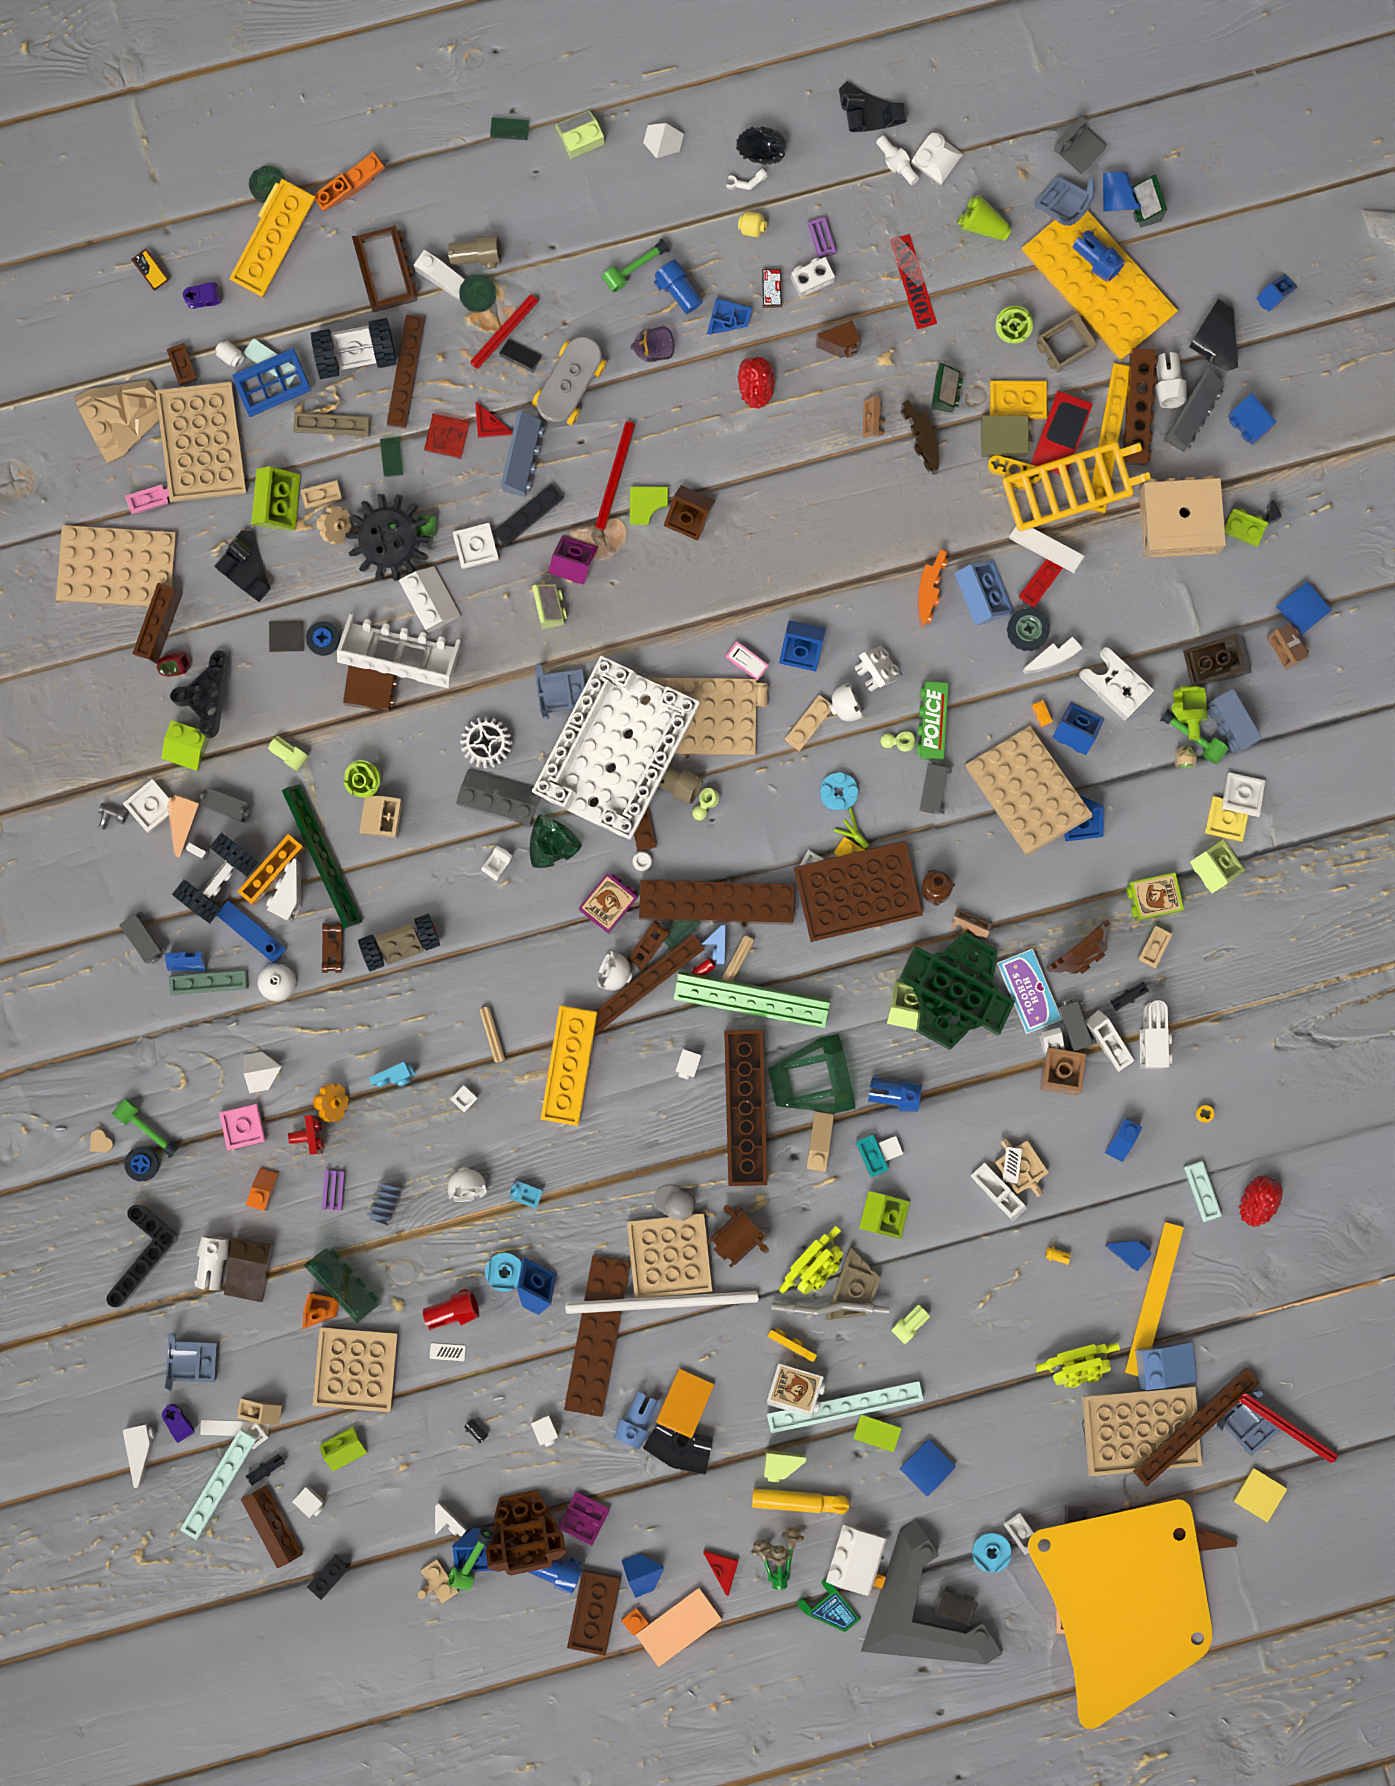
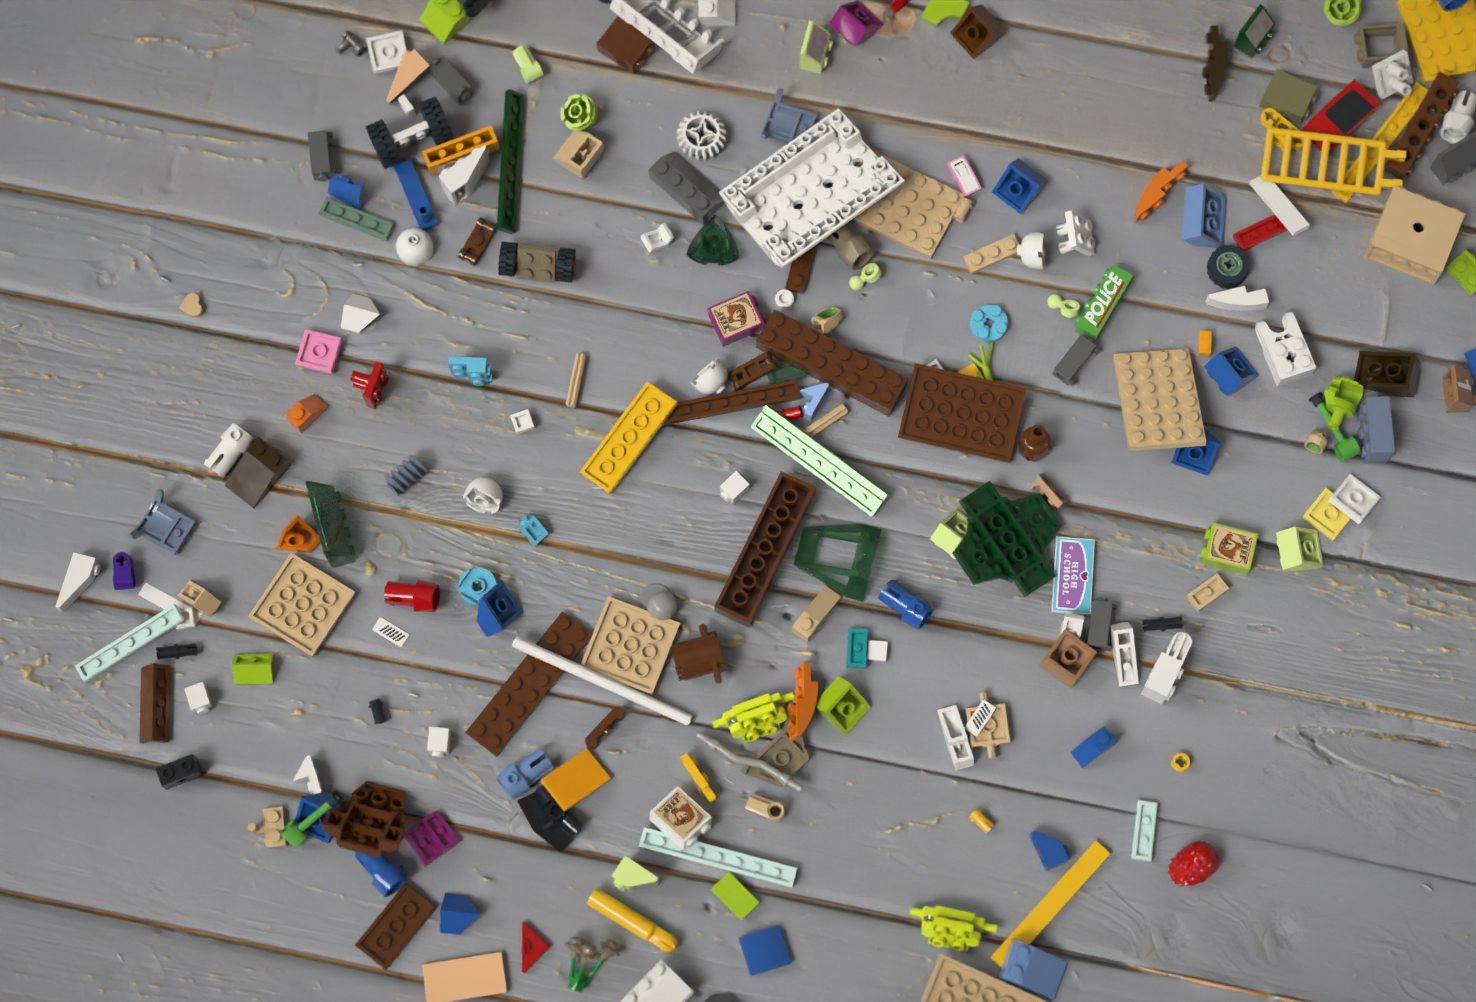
camera: 30 degrees right, 10 degrees down
(127, 1112) = (227, 292): bright green piece -> none
(135, 1166) = (216, 333): black wheel -> none
(146, 1258) = (173, 418): black beam -> none
(325, 1190) = (352, 453): medium lavender tile -> none
(331, 1102) = (406, 366): light orange plant -> none
(634, 1621) = (427, 953): orange plate -> none
(685, 1343) = (604, 727): none -> reddish brown plate
(691, 864) = (826, 320): none -> tan rock
(853, 1236) = (802, 708): none -> orange slope
(861, 1341) = (764, 807): none -> tan piece
(871, 416) = (1176, 28): medium nougat plate -> none
(907, 1327) = (811, 814): yellowish green piece -> none
(1018, 398) = (1317, 71): yellow tile -> none
(1084, 953) = (1139, 558): reddish brown wedge -> none
(1091, 369) = (1393, 75): none -> white plate

